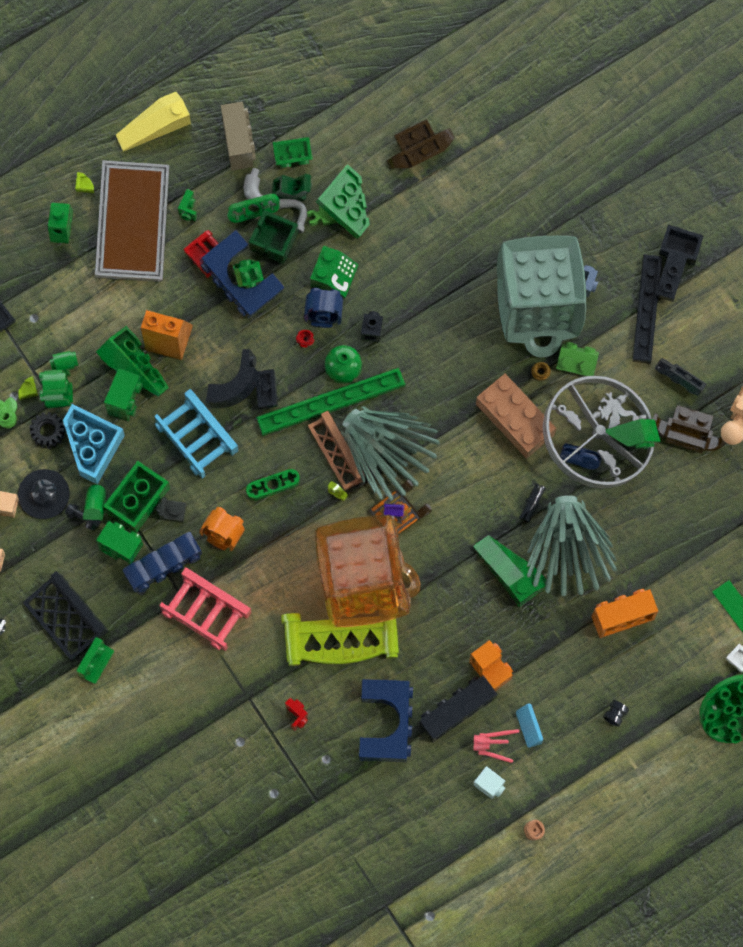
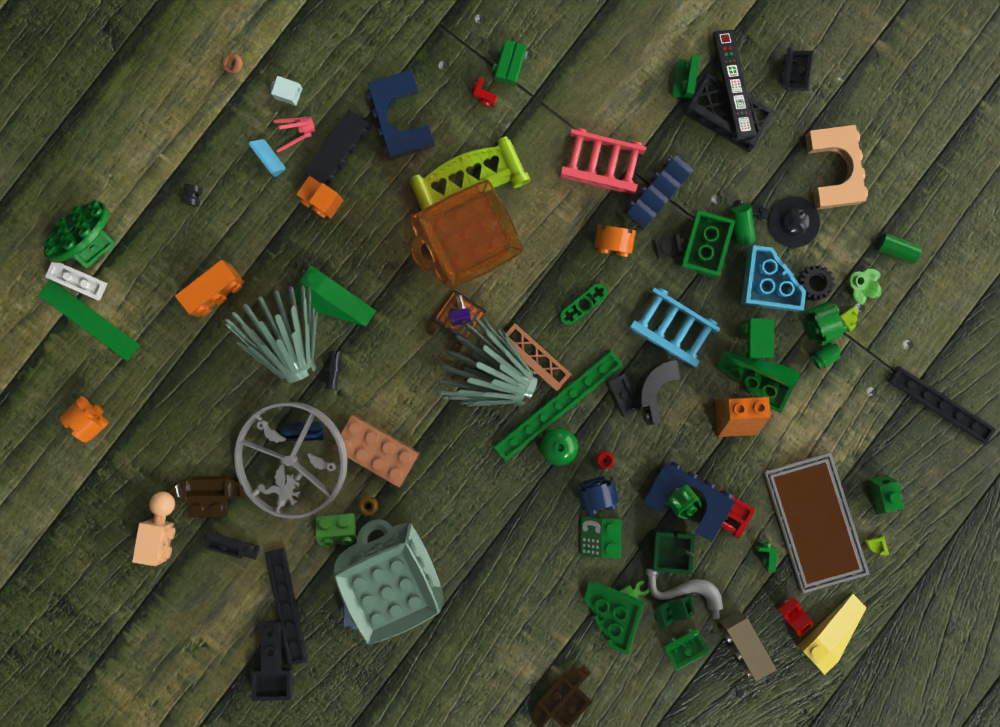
camera: 165 degrees right, 15 degrees up
(52, 637) = (734, 84): none -> black tile
(119, 543) = (706, 191): green brick -> none
(183, 147) = (795, 616): none -> red brick
(238, 207) = (699, 583): green beam -> none
(260, 734) = (510, 63): none -> green brick
(337, 491) = (523, 318): lime tile -> none
(369, 332) = (540, 488): black brick -> none
(637, 433) = (253, 467): green slope -> none

